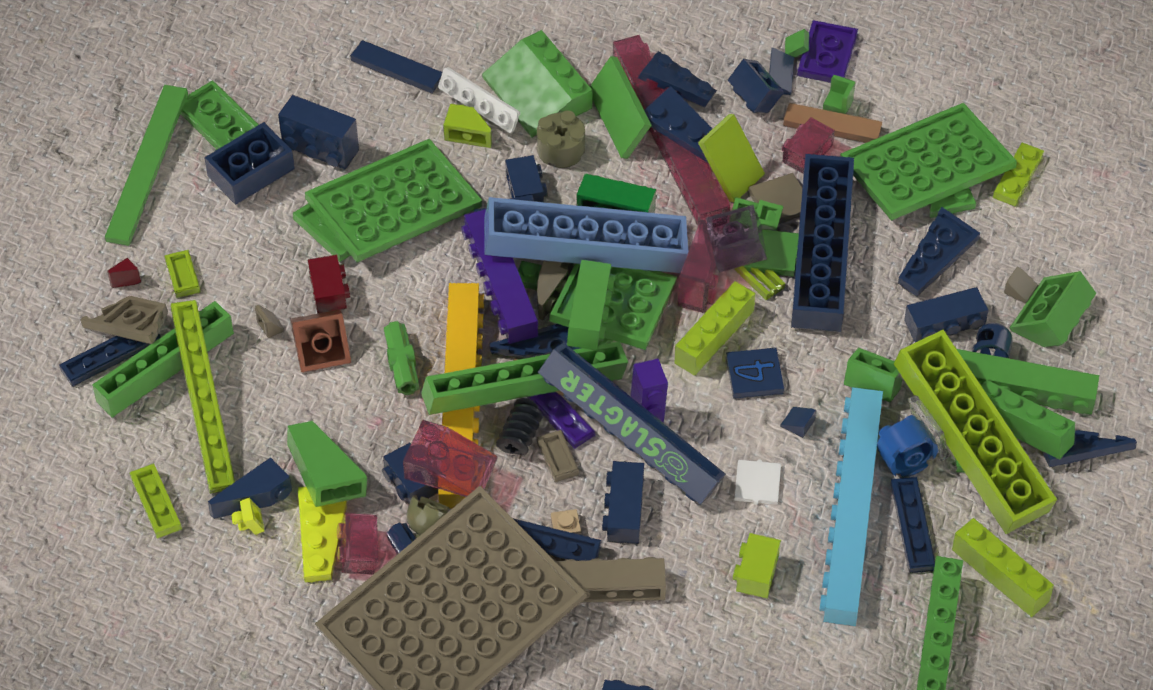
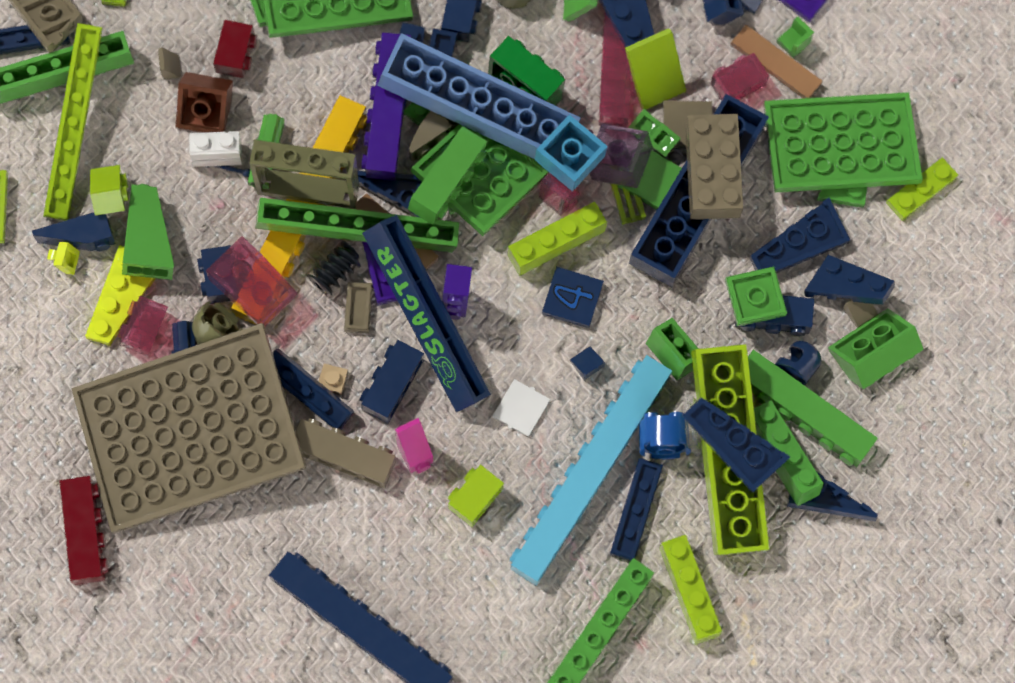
camera: 20 degrees right, 20 degrees up
(266, 439) = (108, 189): none -> lime brick
(347, 389) = (245, 172): none -> dark blue hinge
(352, 371) = (215, 149): none -> white brick
(453, 318) = (302, 186): none -> olive window
(678, 540) = (414, 446): none -> dark pink slope
(697, 237) = (570, 152): none -> dark azure brick
(830, 208) = (714, 166): none -> dark tan brick
(925, 301) = (755, 296): none -> bright green plate
(987, 418) = (740, 449): none -> dark blue wing
(994, 264) = (845, 280): none -> dark blue wing

